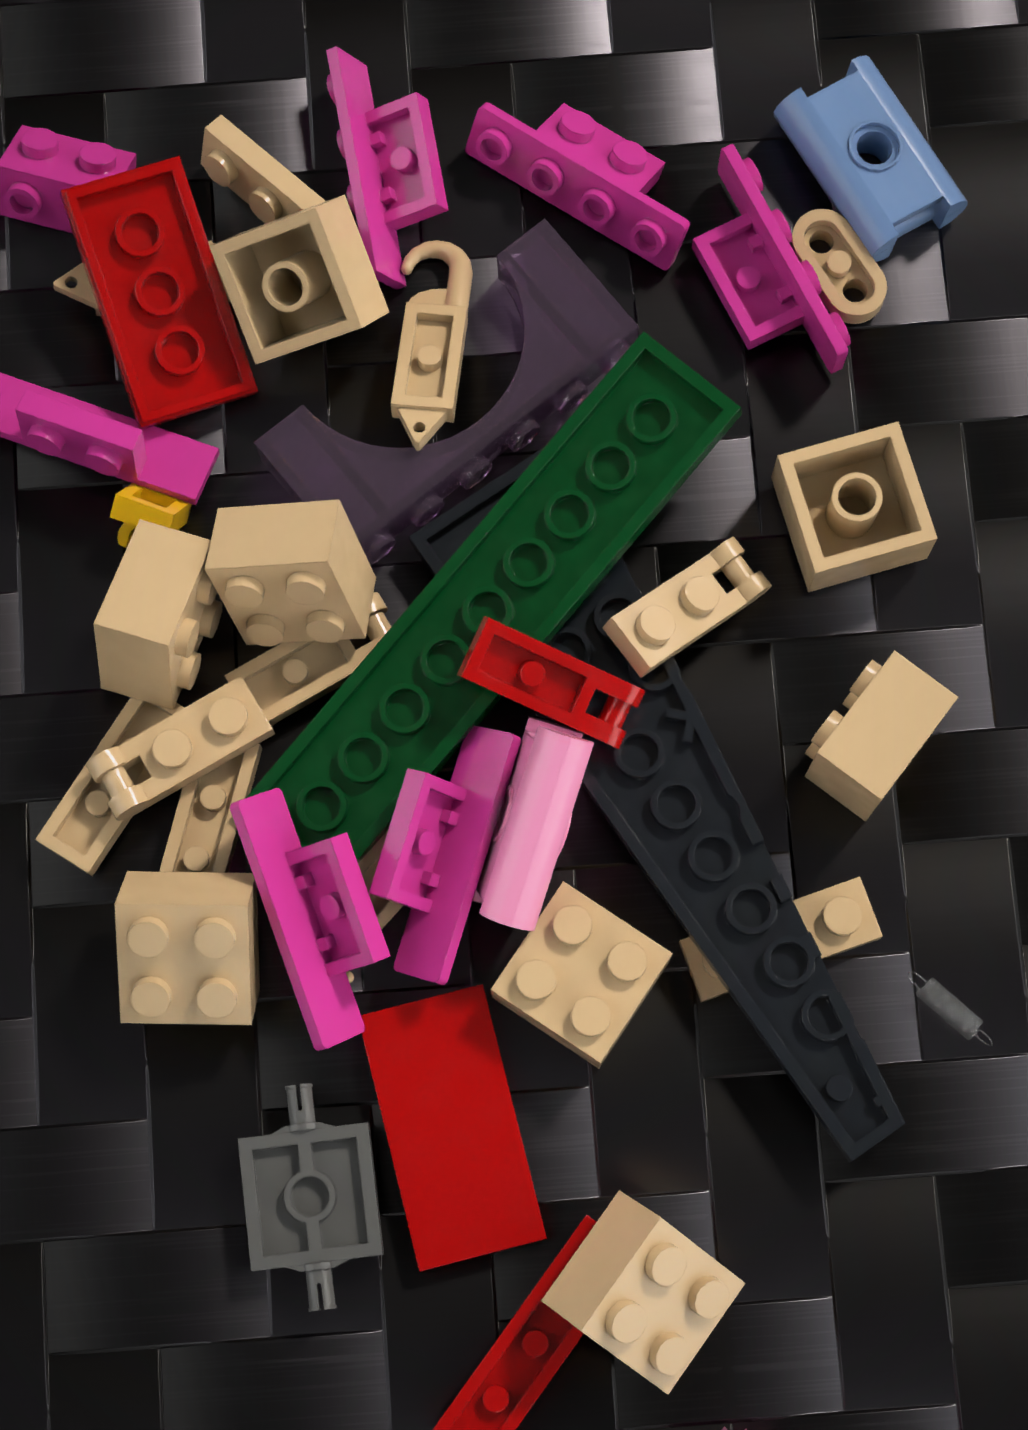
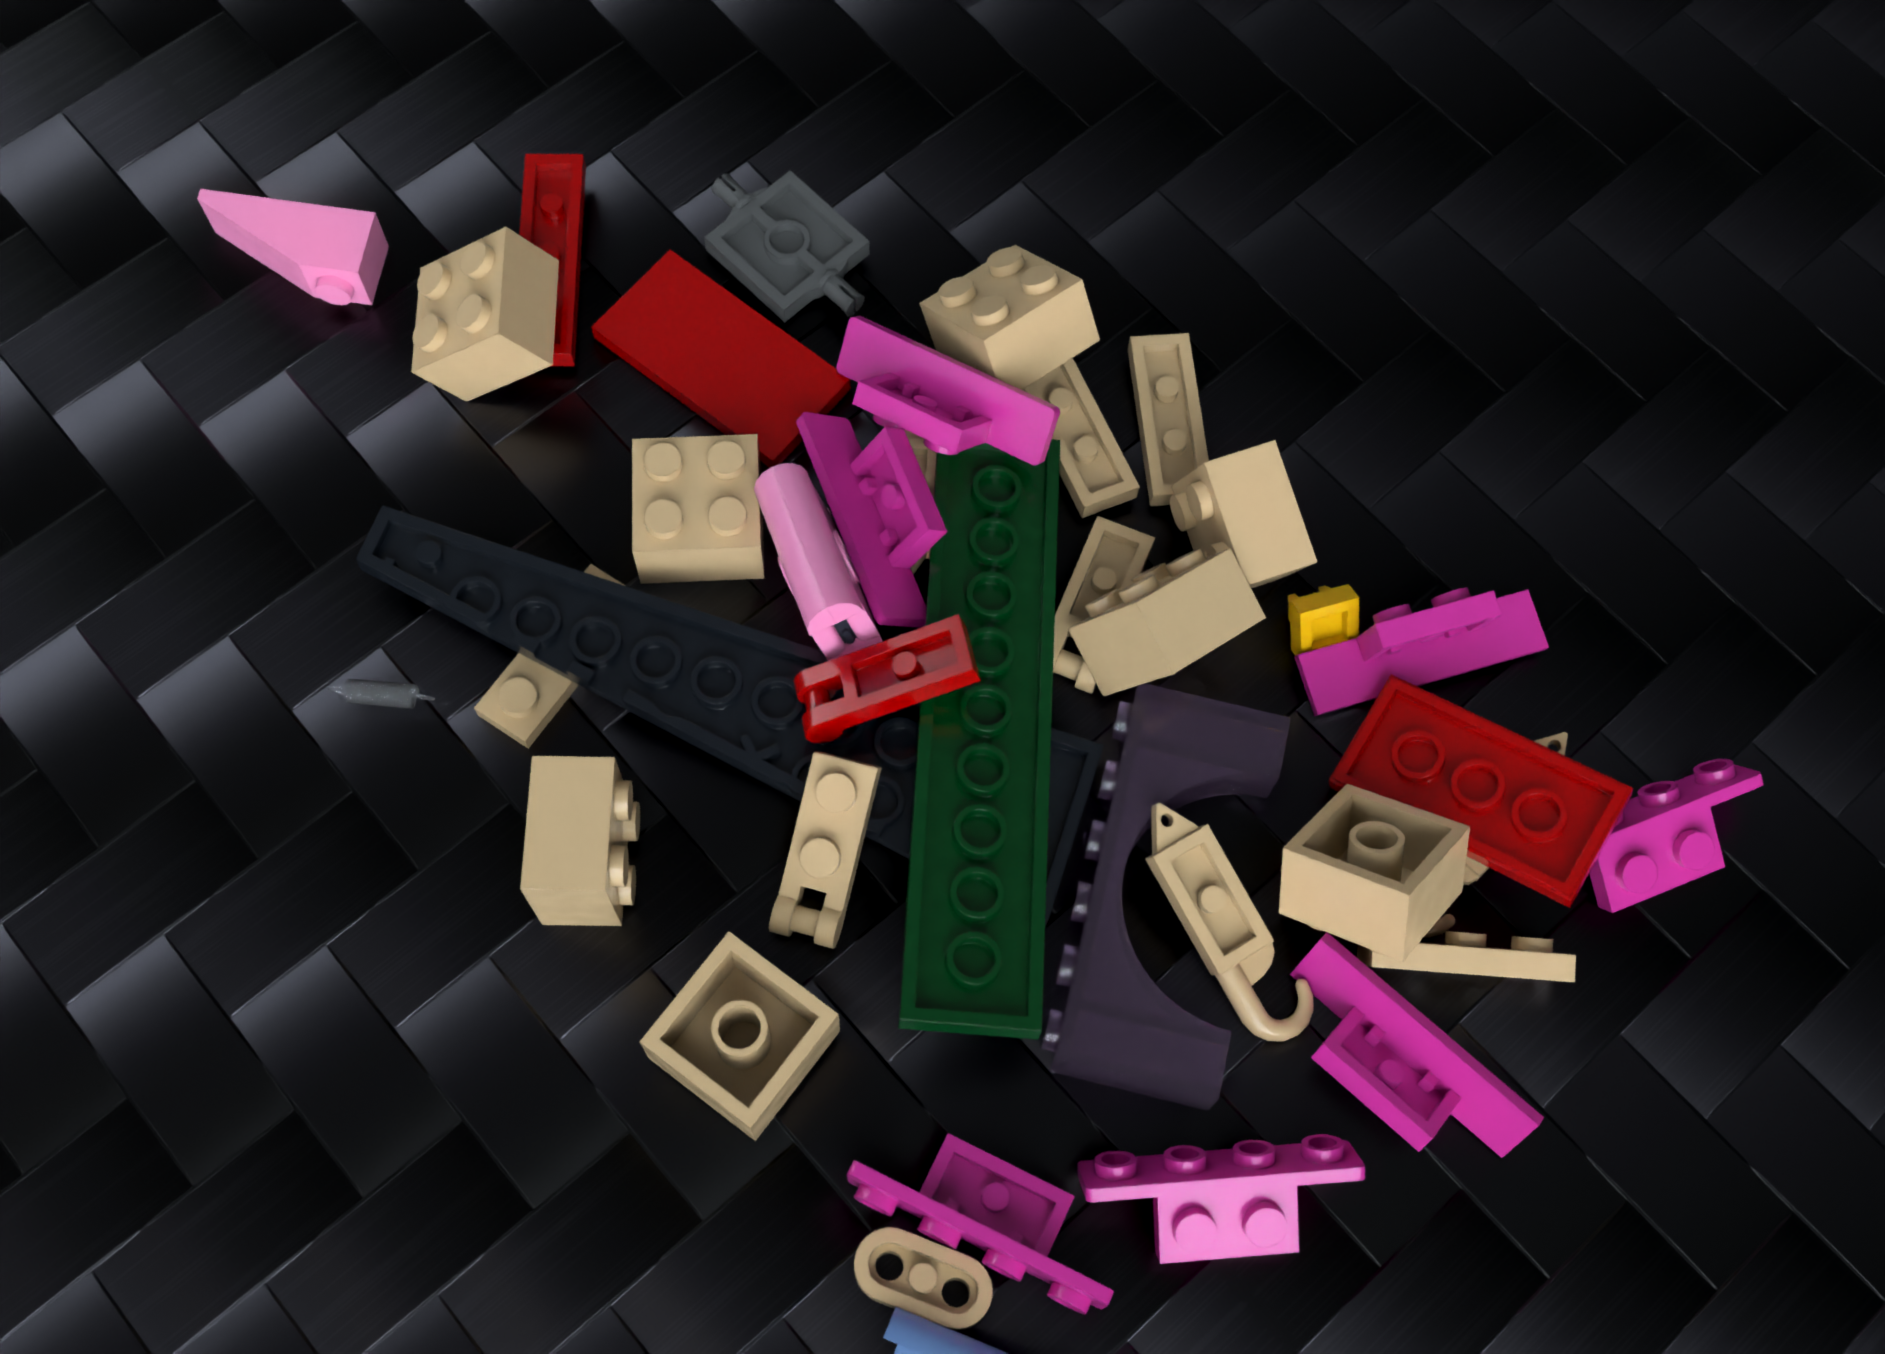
camera: 135 degrees right, 10 degrees down
(181, 748) = (1136, 459): tan plate -> none

